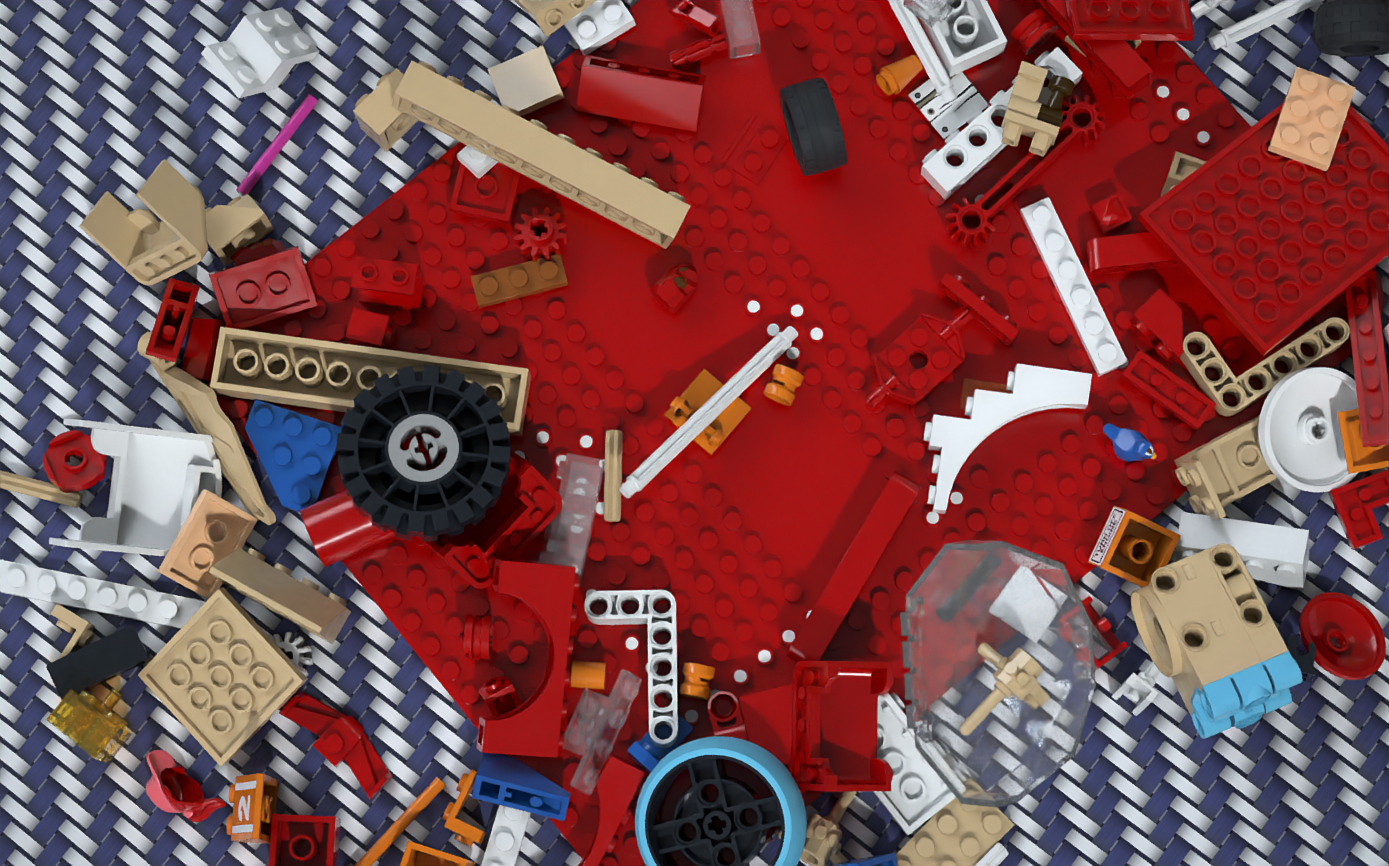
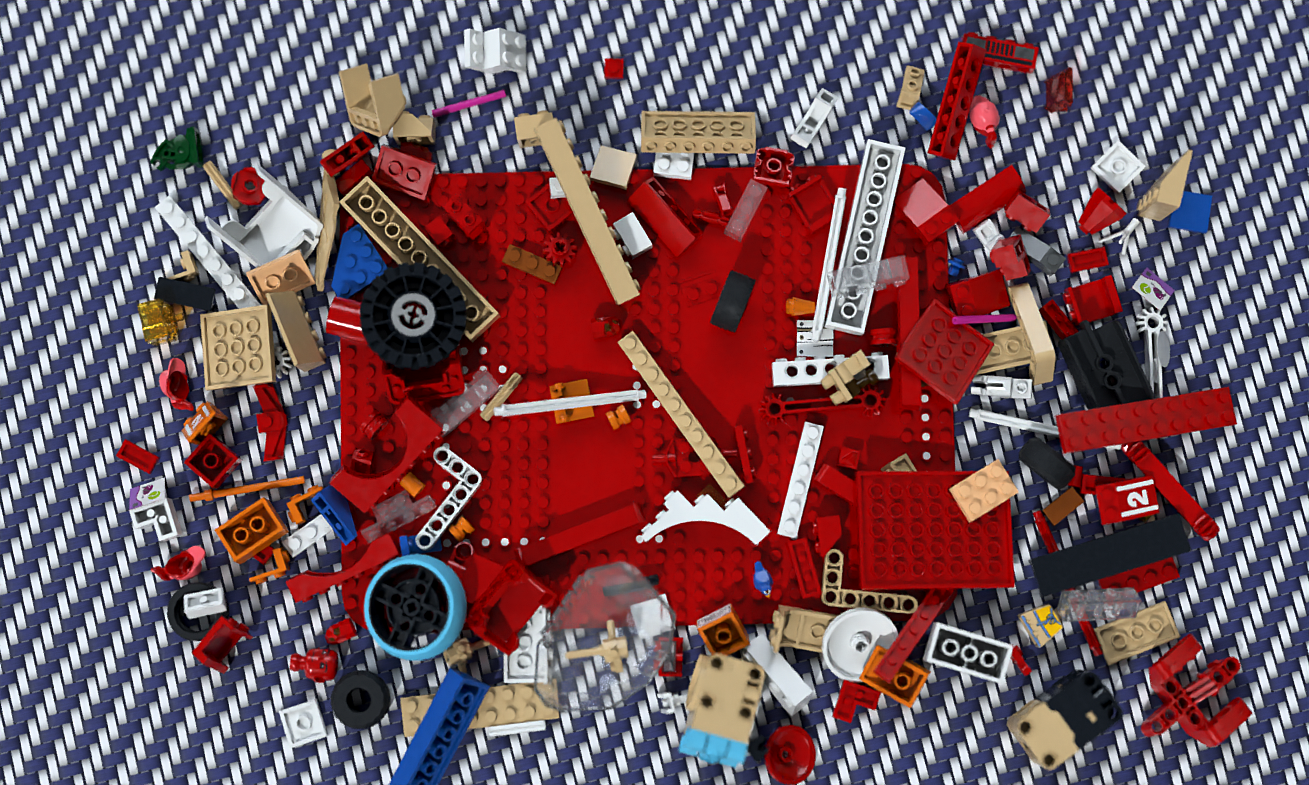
camera: 35 degrees right, 5 degrees up
(621, 144) = (632, 236): none -> white brick
(860, 318) = (681, 414): none -> tan plate

